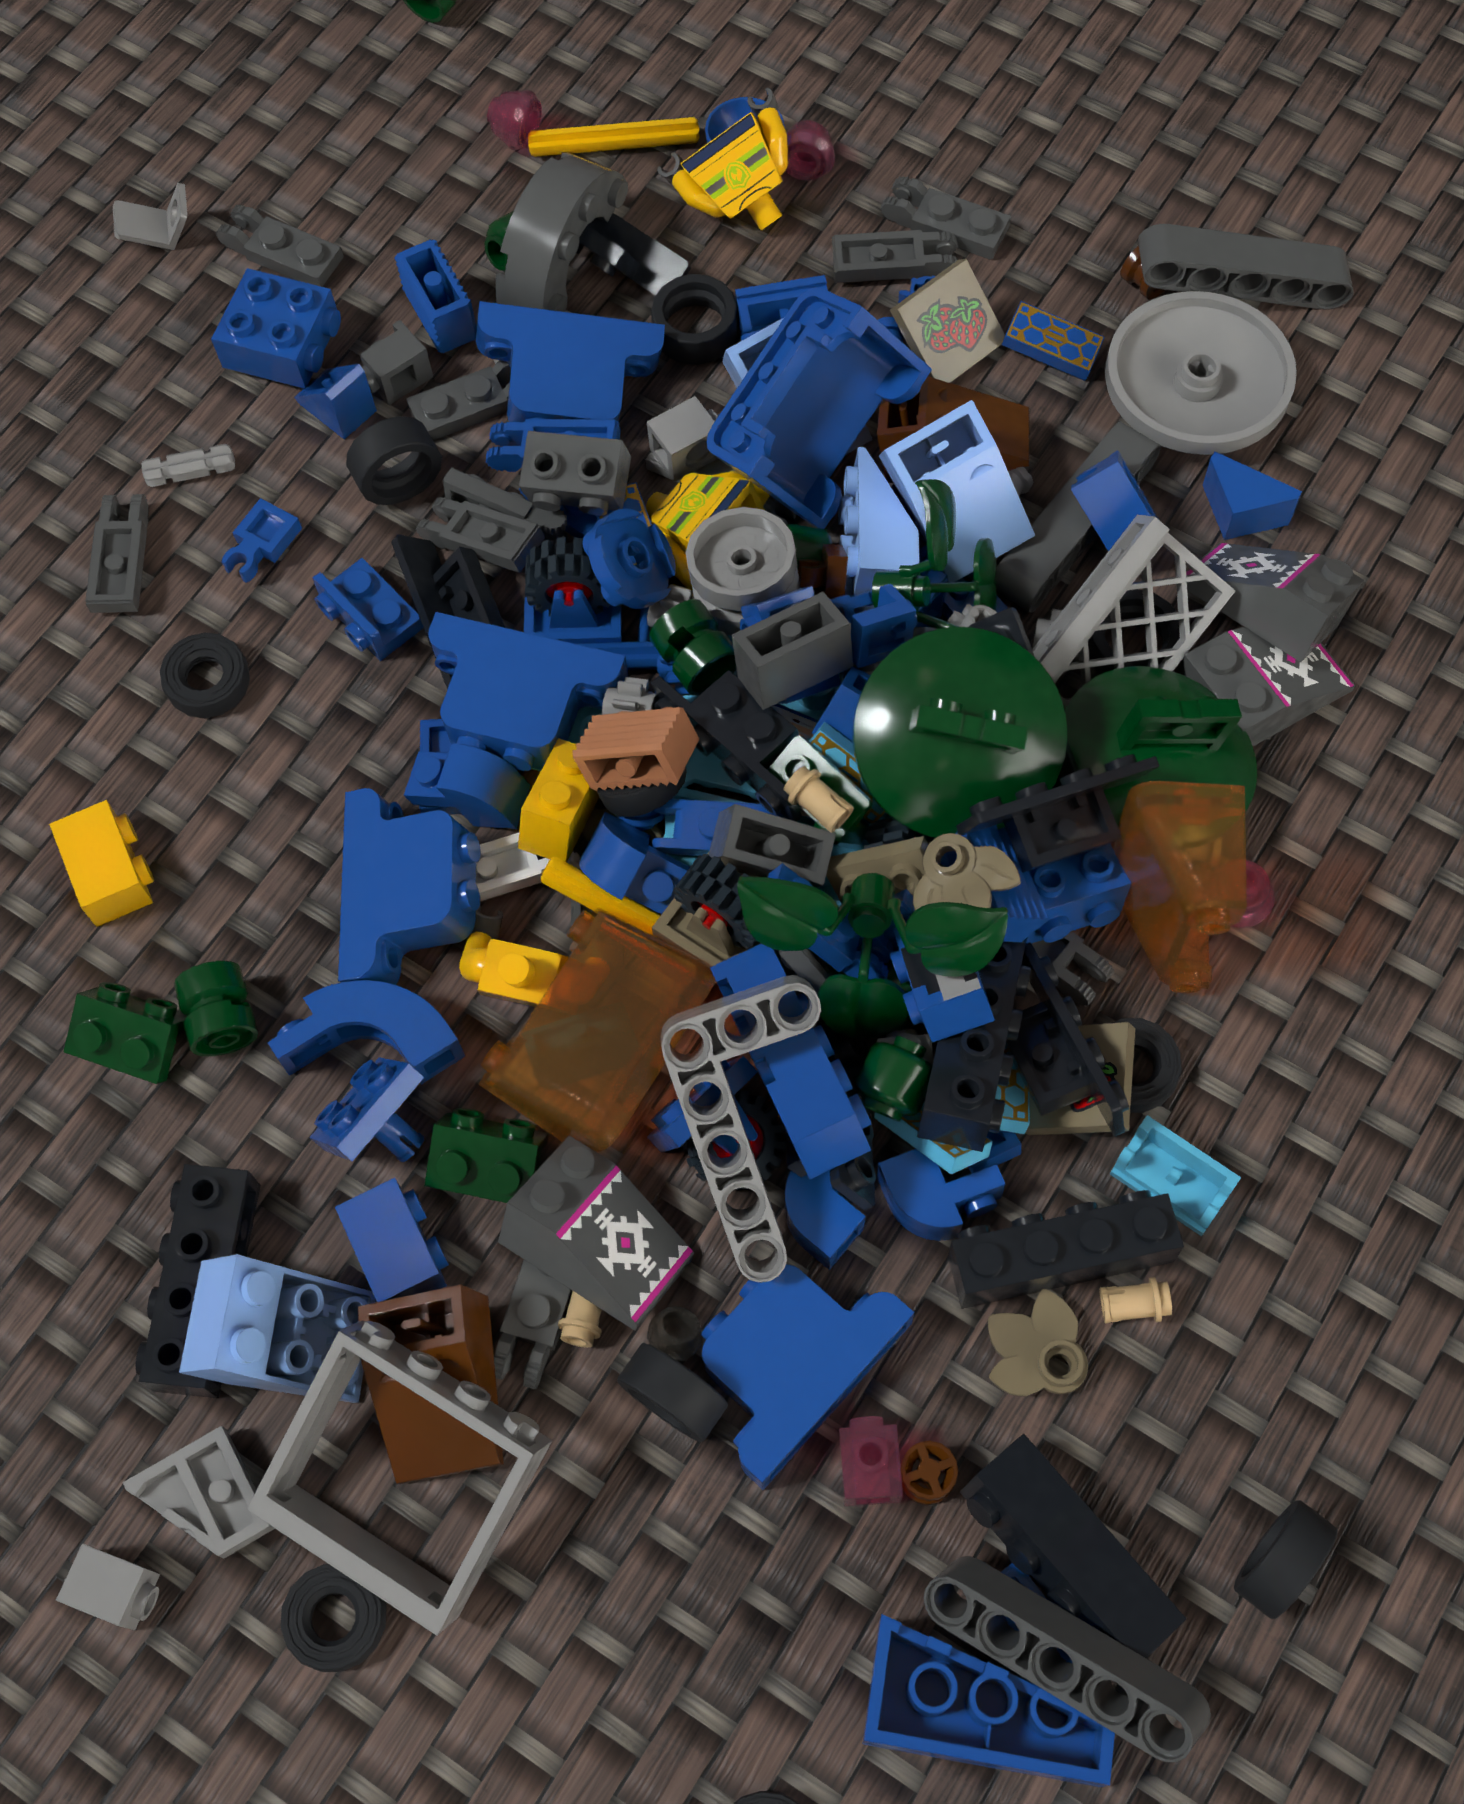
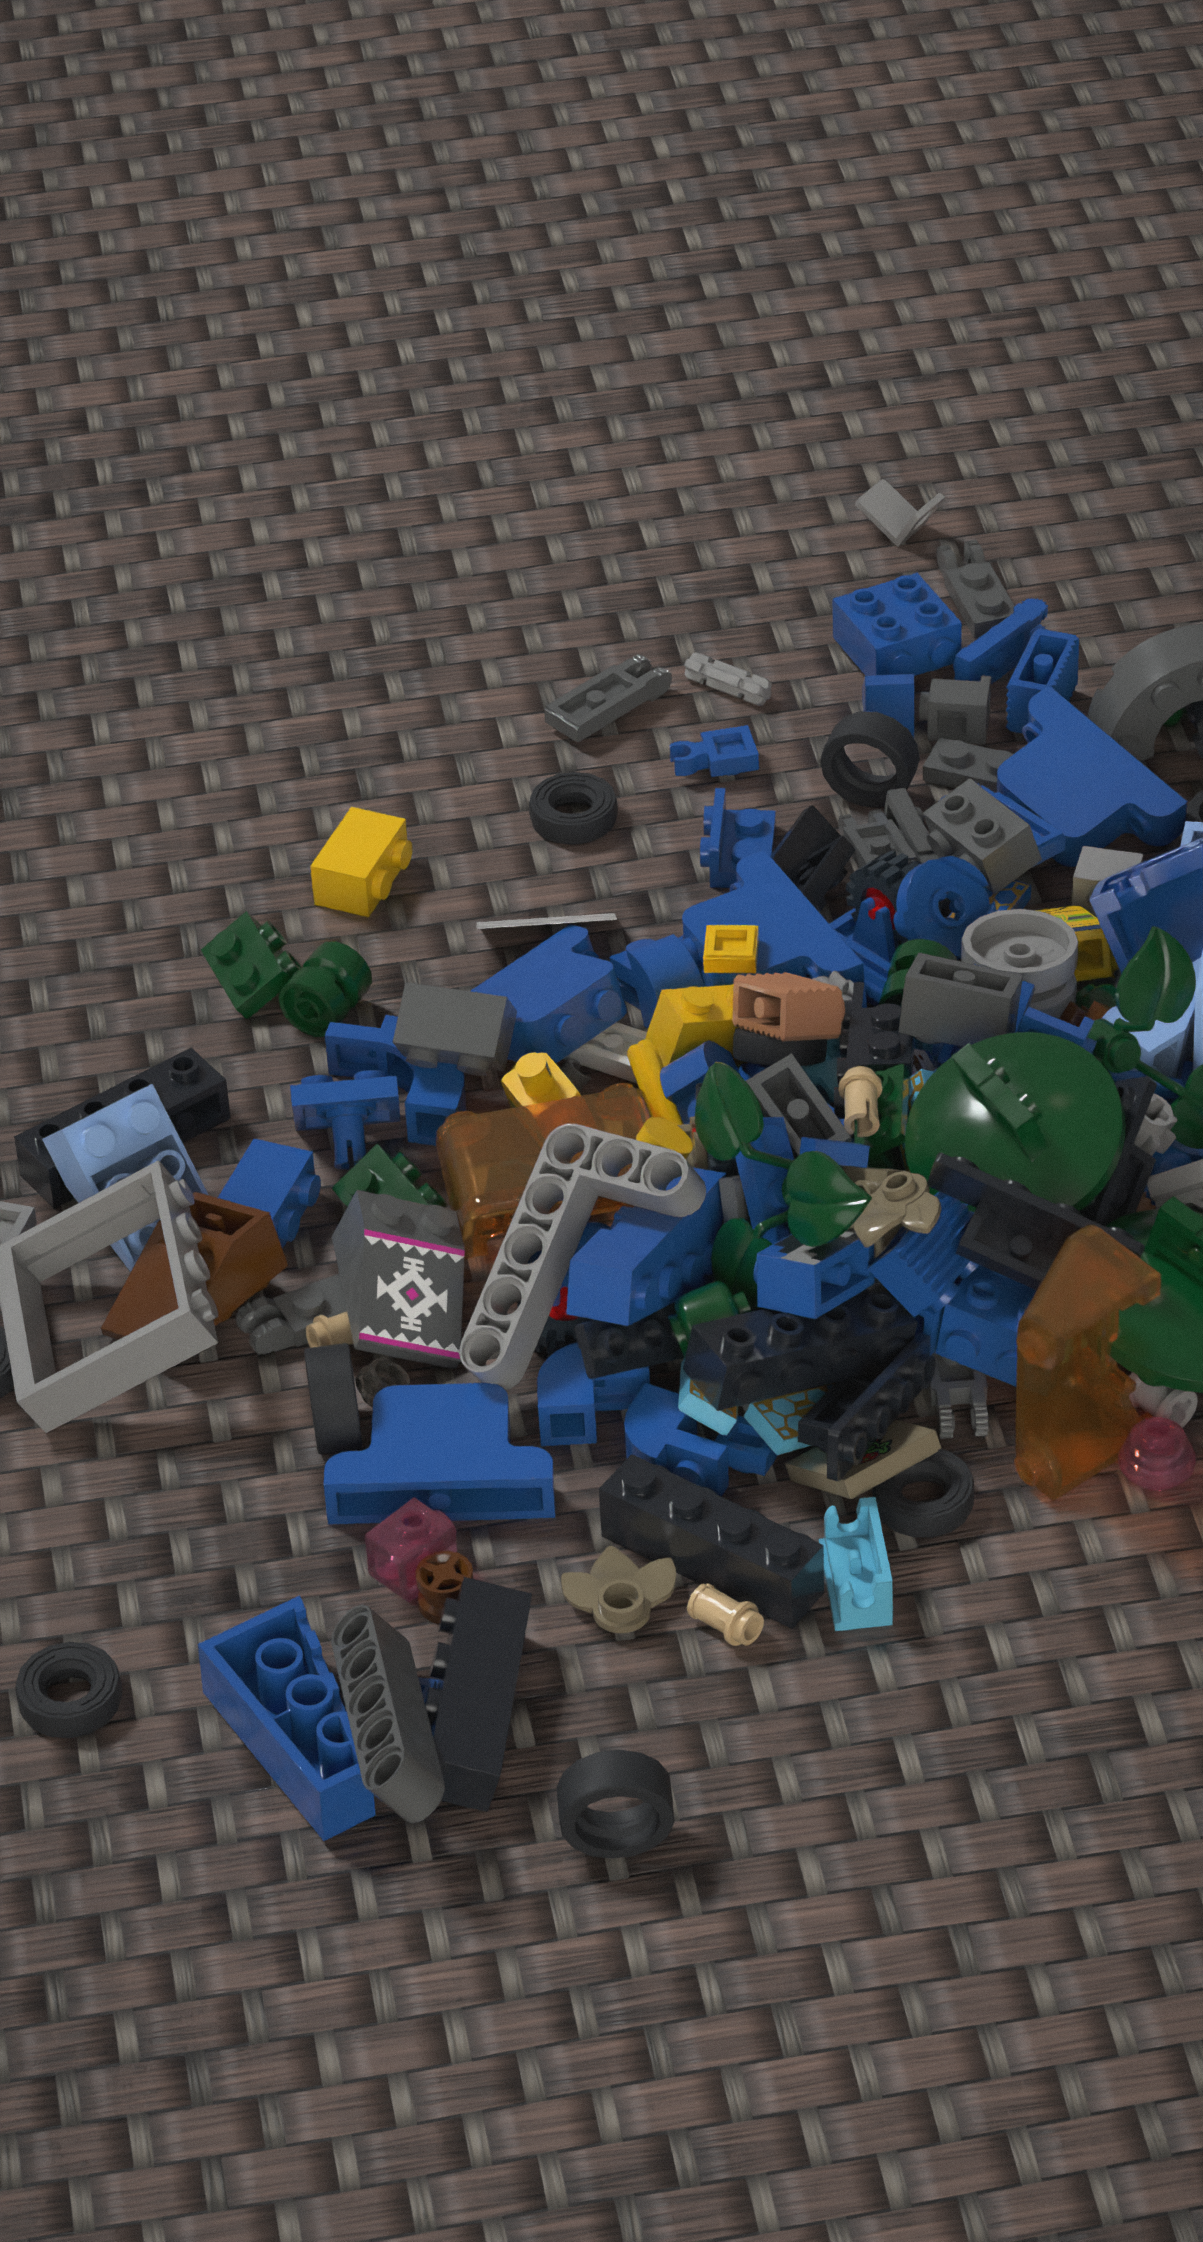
camera: 45 degrees right, 25 degrees down
(310, 799) = (551, 920): none -> white sticker
(361, 285) = (1002, 645): none -> blue hinge
(397, 977) = (454, 1028): none -> dark grey brick
(522, 725) = (731, 949): none -> yellow tile
(686, 949) = (666, 1135): none -> yellow tile
(849, 861) = (840, 1151): none -> blue tile

